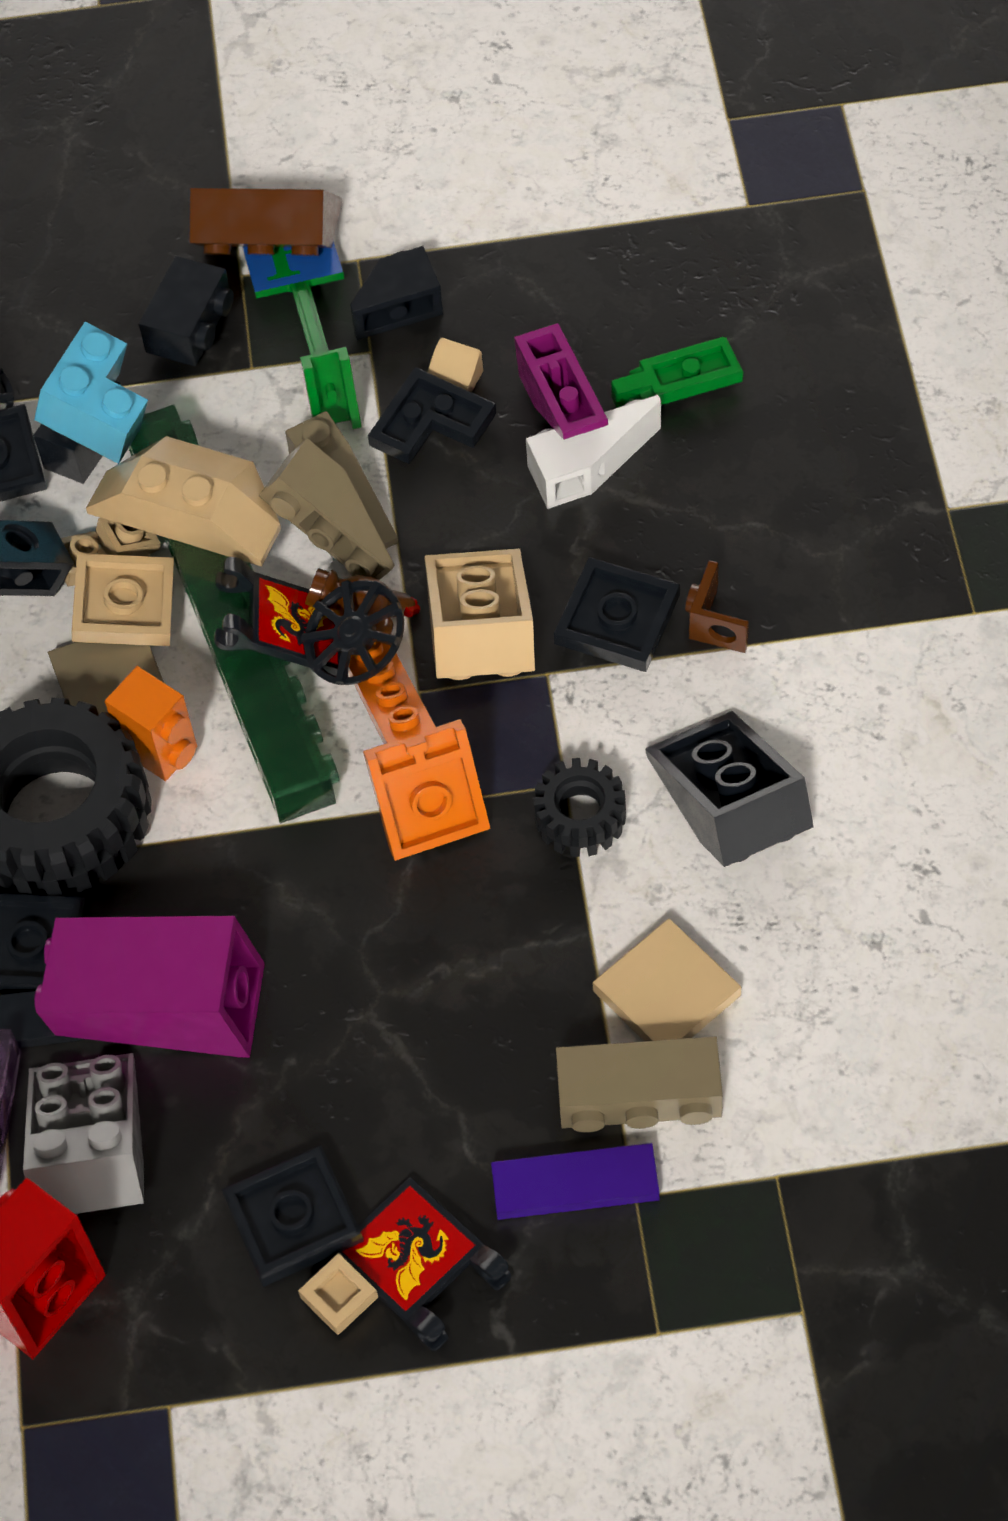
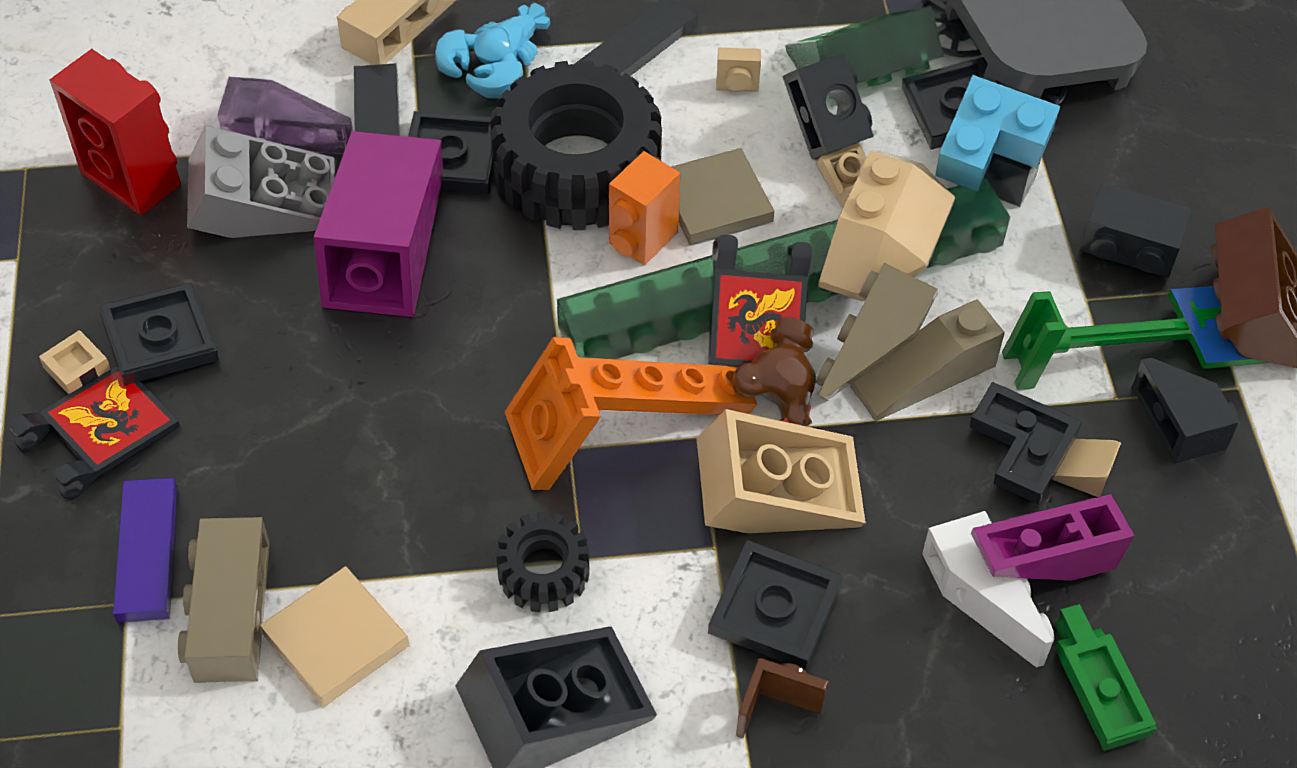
camera: 85 degrees right, 5 degrees down
(123, 599) = (789, 190): tan tile -> none
(353, 631) = (729, 350): black wheel -> none

